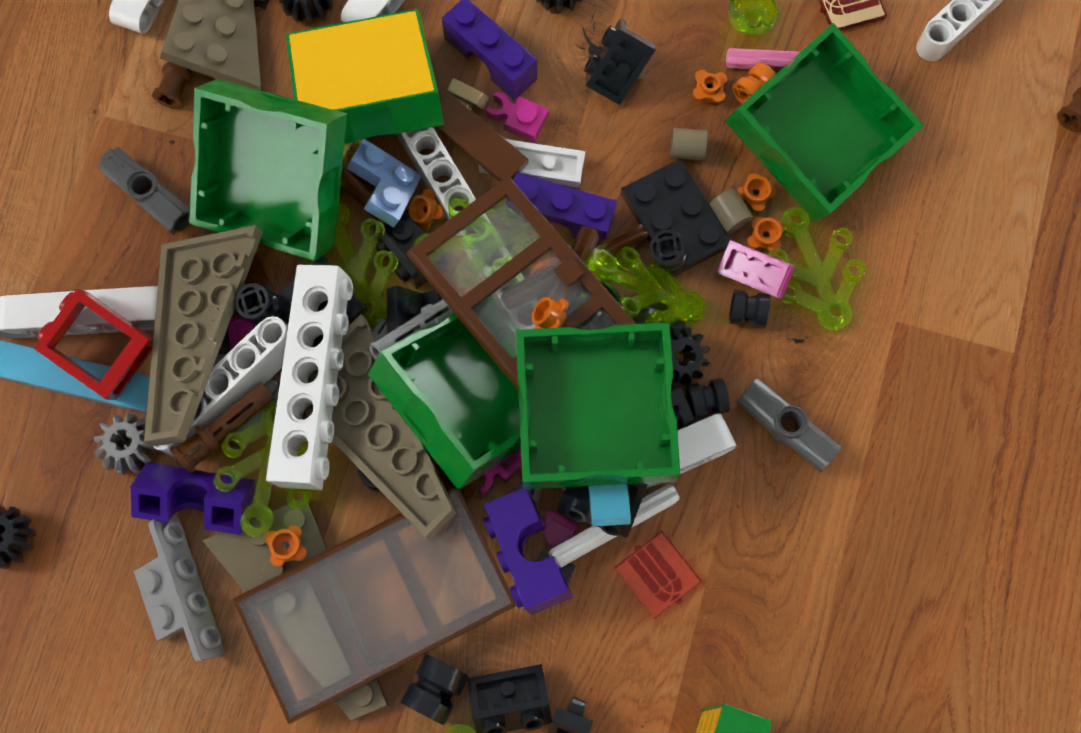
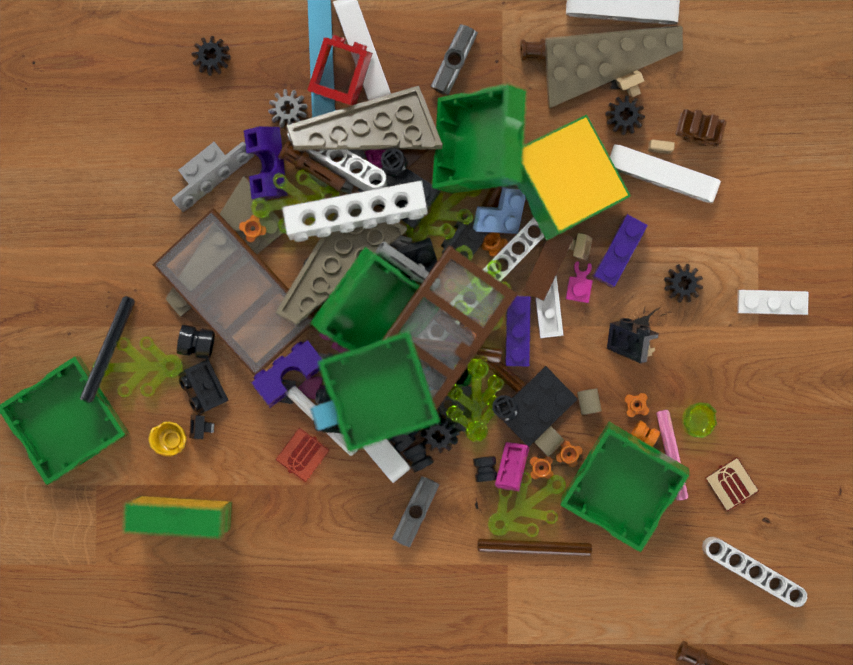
camera: 75 degrees right, 15 degrees up
(549, 313) = (429, 347): orange plate -> none
(880, 276) = (534, 547): none -> reddish brown axle

